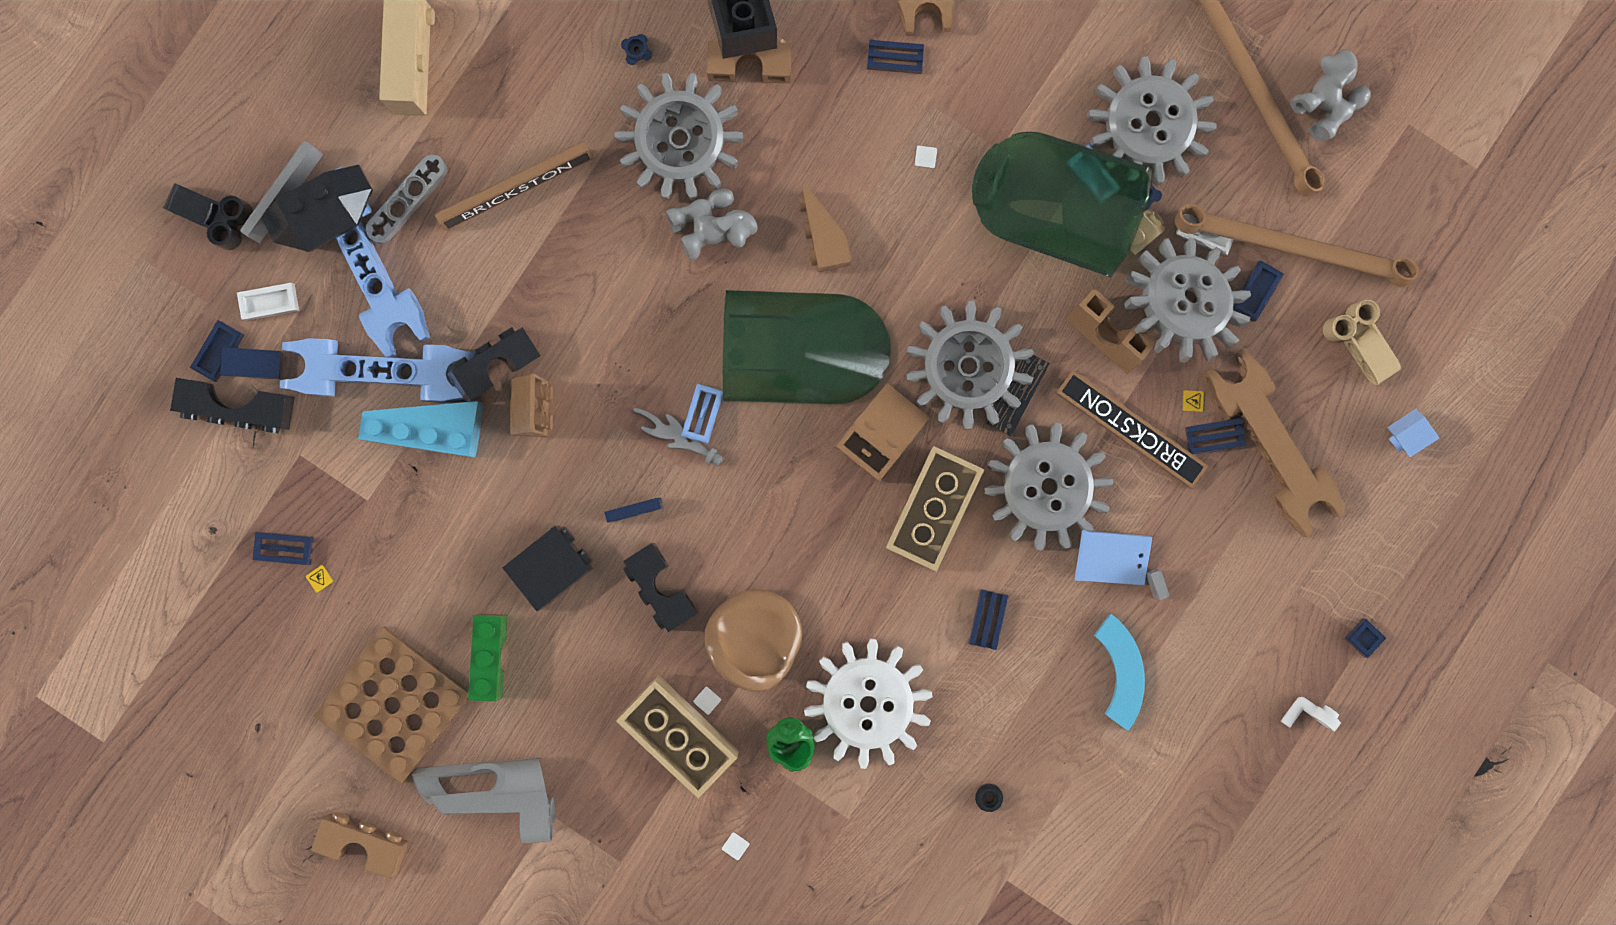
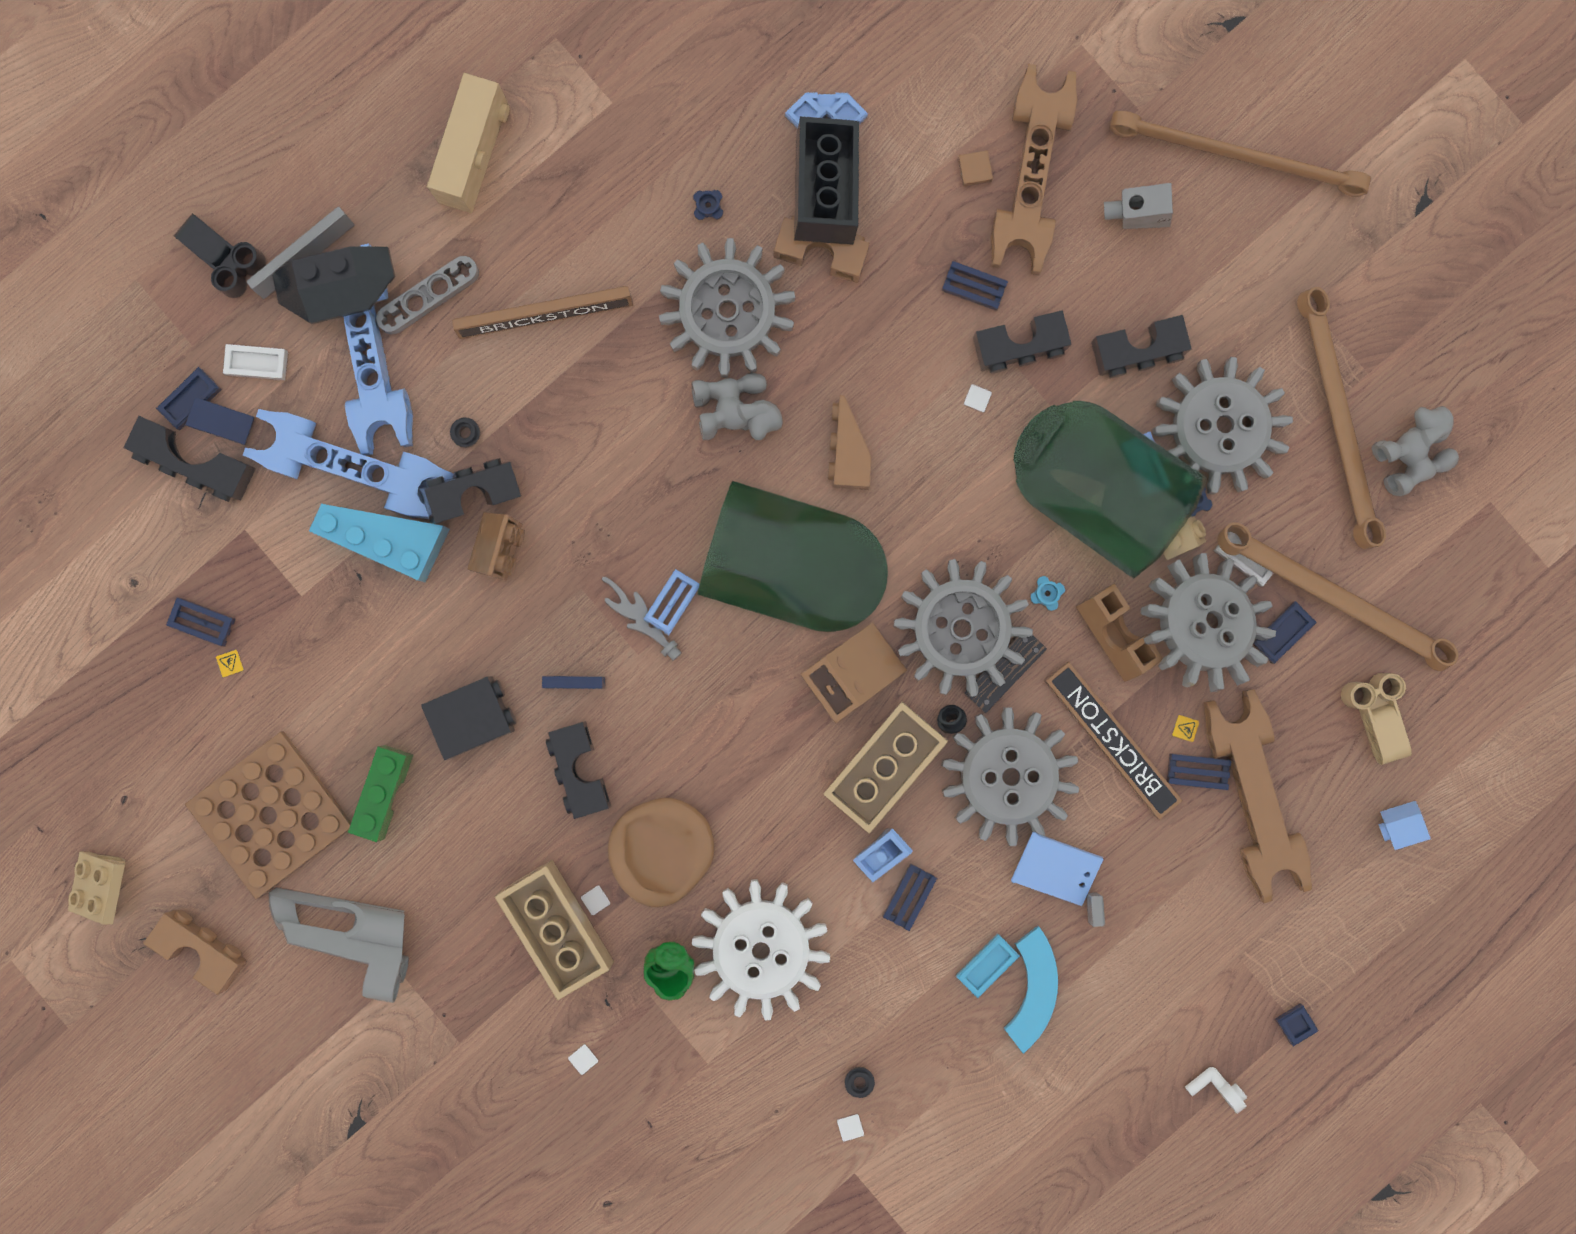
camera: 15 degrees right, 0 degrees up
(254, 812) = (96, 886): none -> tan plate
(466, 309) = (458, 426): none -> black plate
(932, 109) = (997, 350): none -> black arch
(953, 587) = (882, 854): none -> light blue slope
(980, 444) = (949, 713): none -> black plate
(992, 840) = (850, 1127): none -> white sticker
(1039, 83) = (1167, 343): none -> black arch
(1043, 310) = (1055, 590): none -> medium azure plate
(1074, 661) = (987, 965): none -> medium azure tile

